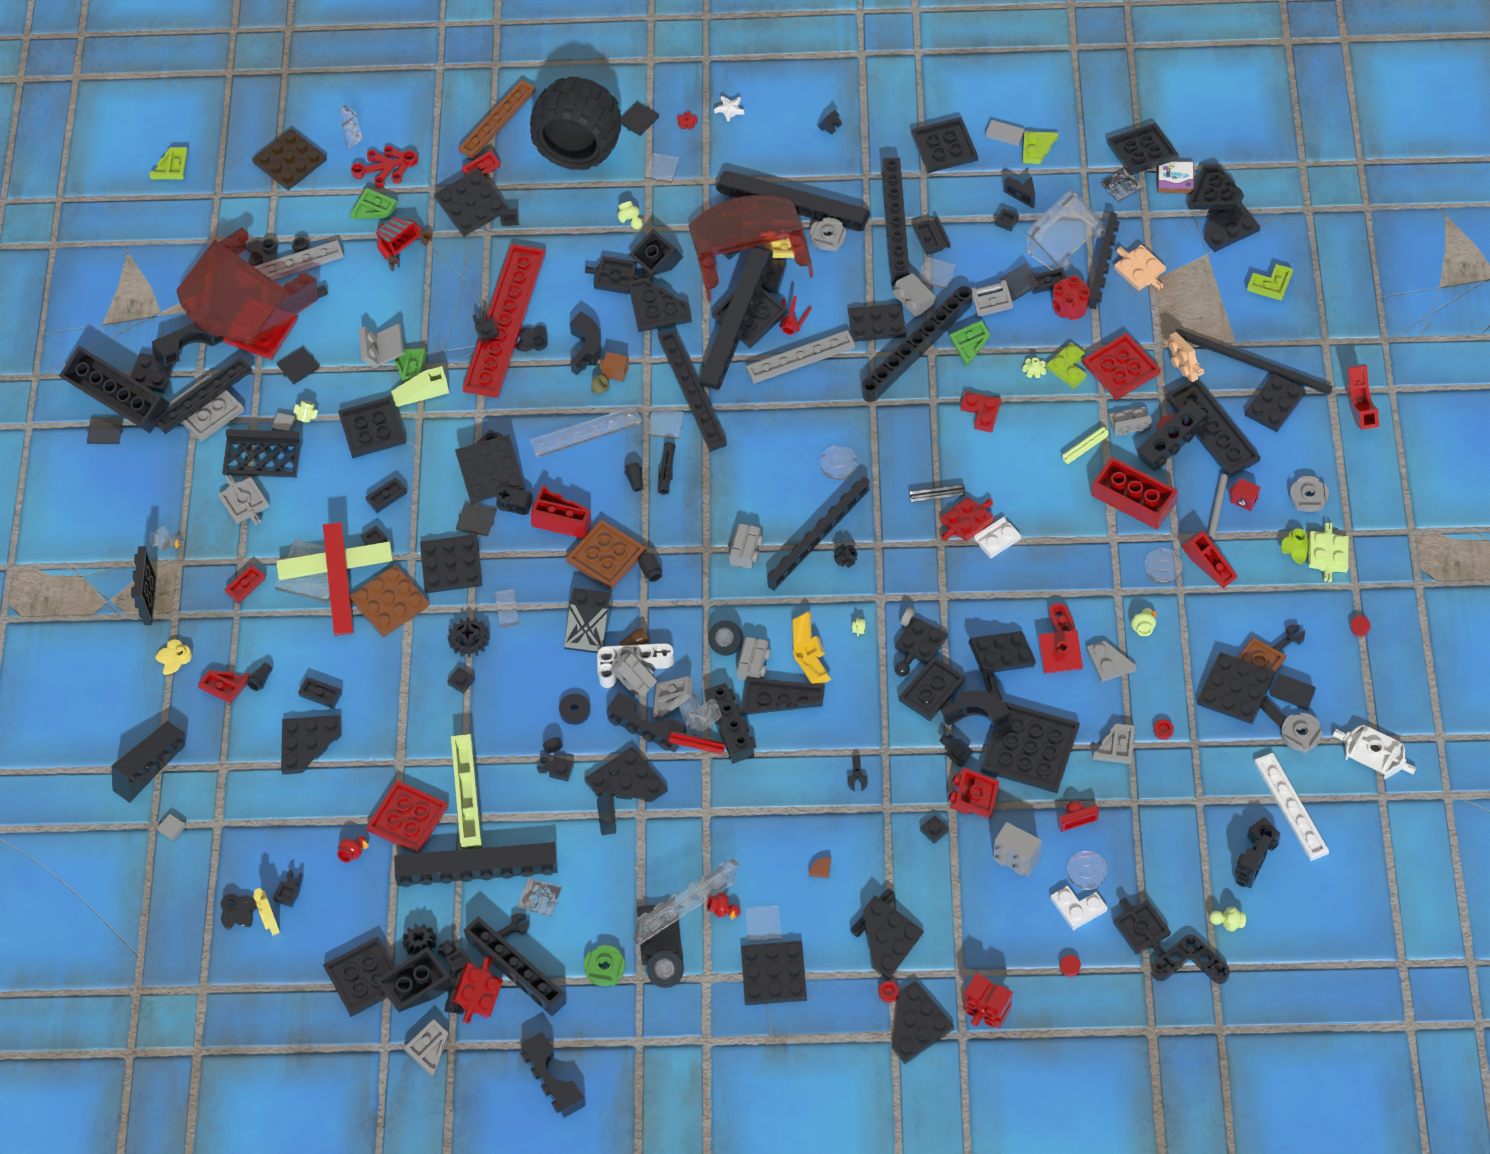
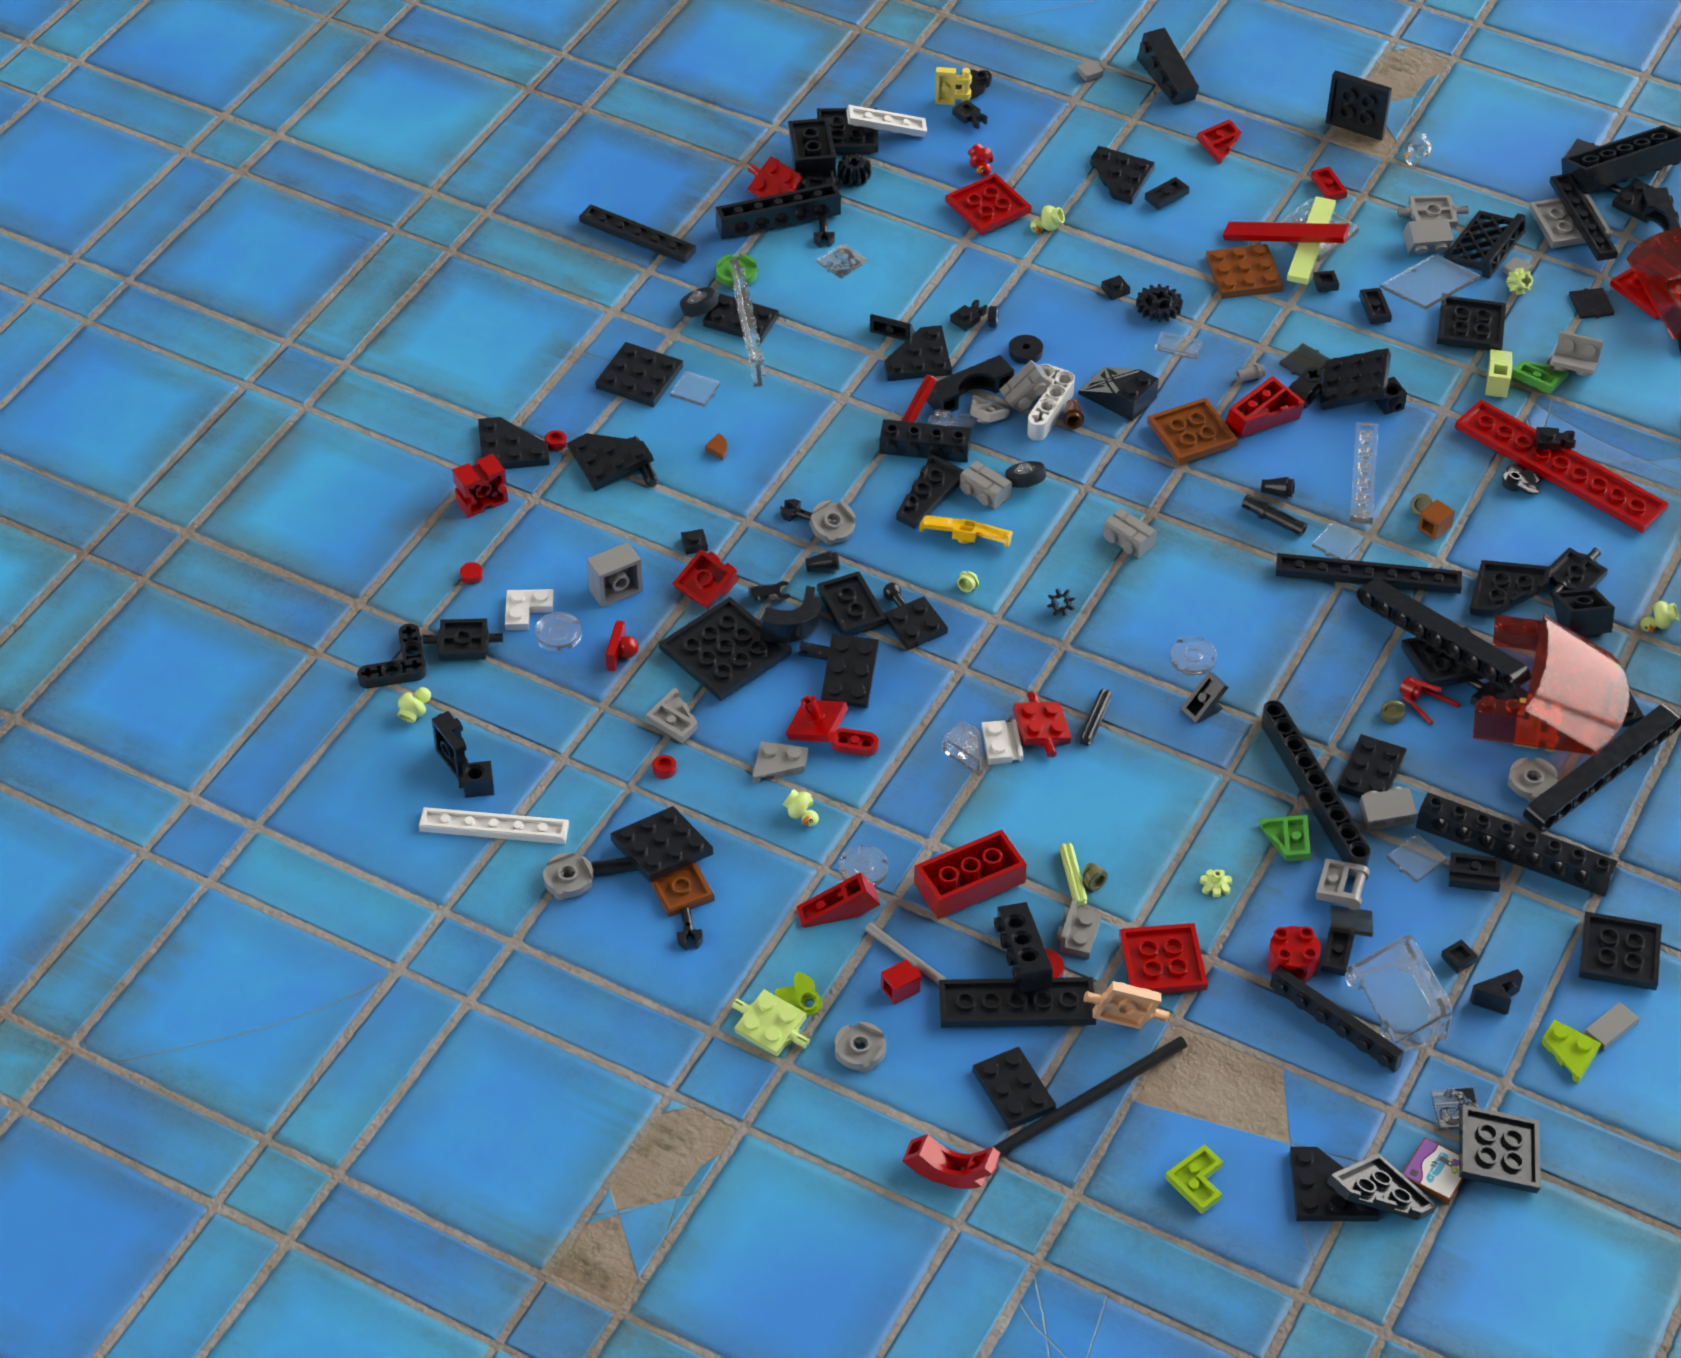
camera: 115 degrees right, 10 degrees down
(173, 656) = (1276, 121): light yellow plate -> none
(259, 677) = (1210, 159): black cone -> none
(284, 487) = (1428, 236): none -> light grey brick
(335, 470) = (1430, 281): none -> clear piece
(344, 941) = (886, 121): none -> white plate
(404, 758) = (1050, 219): none -> yellowish green animal
(428, 1047) = (747, 144): light grey wing -> none
(450, 563) = (1260, 325): black plate -> none
(466, 792) = (981, 240): yellowish green brick -> none
(476, 864) = (902, 228): black brick -> none
(512, 542) = (1250, 373): none -> light grey pin
(565, 1095) = (637, 201): black arch -> none
(586, 330) = (1487, 519): black arch -> none
(601, 1071) = (637, 233): none -> black plate
(650, 567) = (1153, 455): black brick -> none
(720, 906) = (733, 359): red animal -> none
(800, 357) = (1359, 680): light grey plate -> none
(816, 330) = (1392, 711): none -> olive tile
(822, 529) = (1107, 597): black plate -> none
(854, 748) = (832, 533): none -> light grey plate
(882, 432) = (1204, 699): none -> black slope
(902, 727) = (823, 562): none -> black cone
(908, 616) = (951, 620): light grey tile -> none
(985, 407) = (1184, 812): red plate -> none
(1019, 551) = (965, 746): none -> clear slope
(1064, 365) = (1200, 909): lime plate -> none
(1082, 429) = (1094, 876): none -> olive tile
(1140, 268) = (1305, 1055): light nougat plate -> none
(1293, 691) = (621, 896): black slope -> none
(1360, 626) = (655, 1001): red tile -> none
(1387, 760) = (480, 937): white plate -> none

